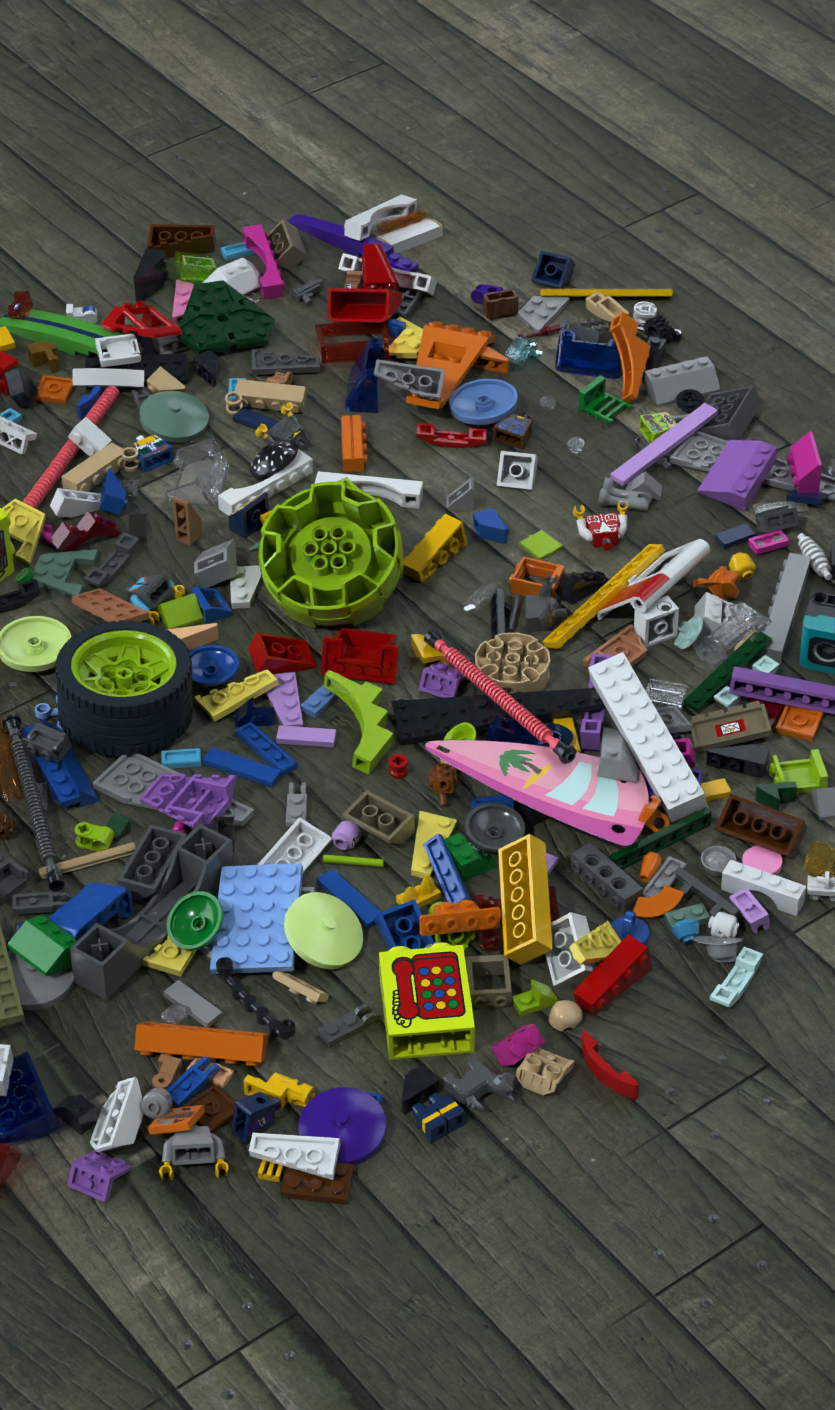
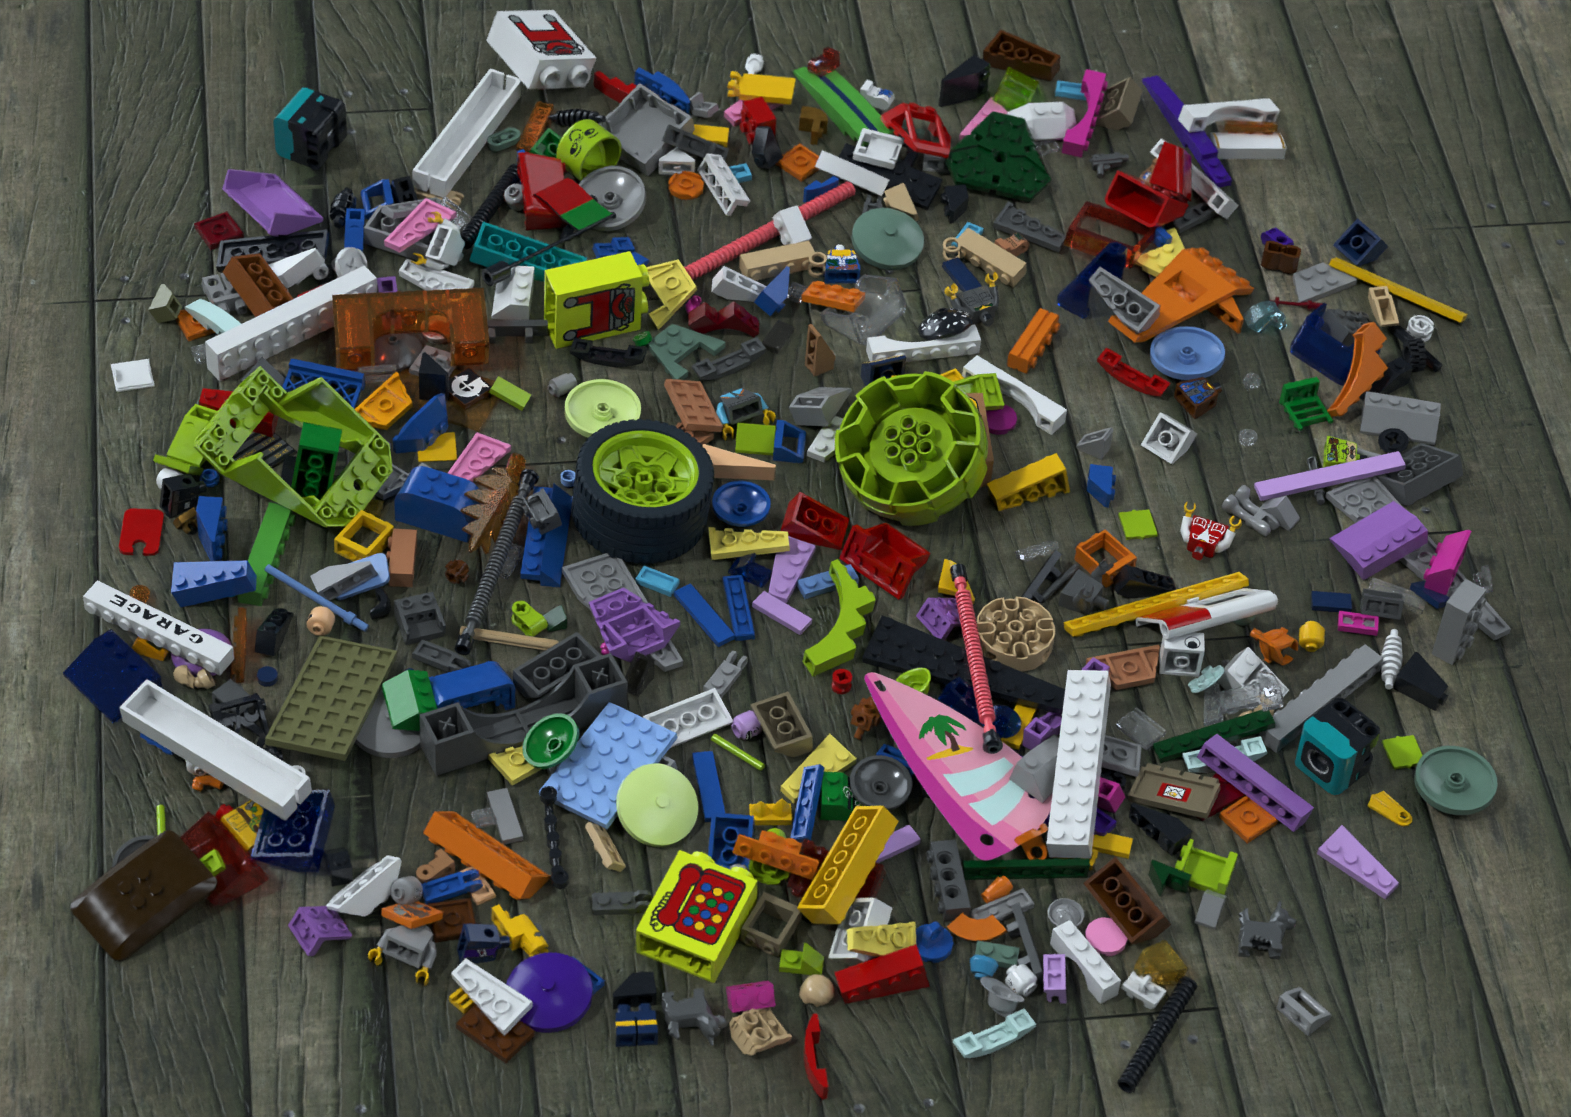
camera: 25 degrees right, 5 degrees up
(163, 476) = (833, 296): none -> orange plate

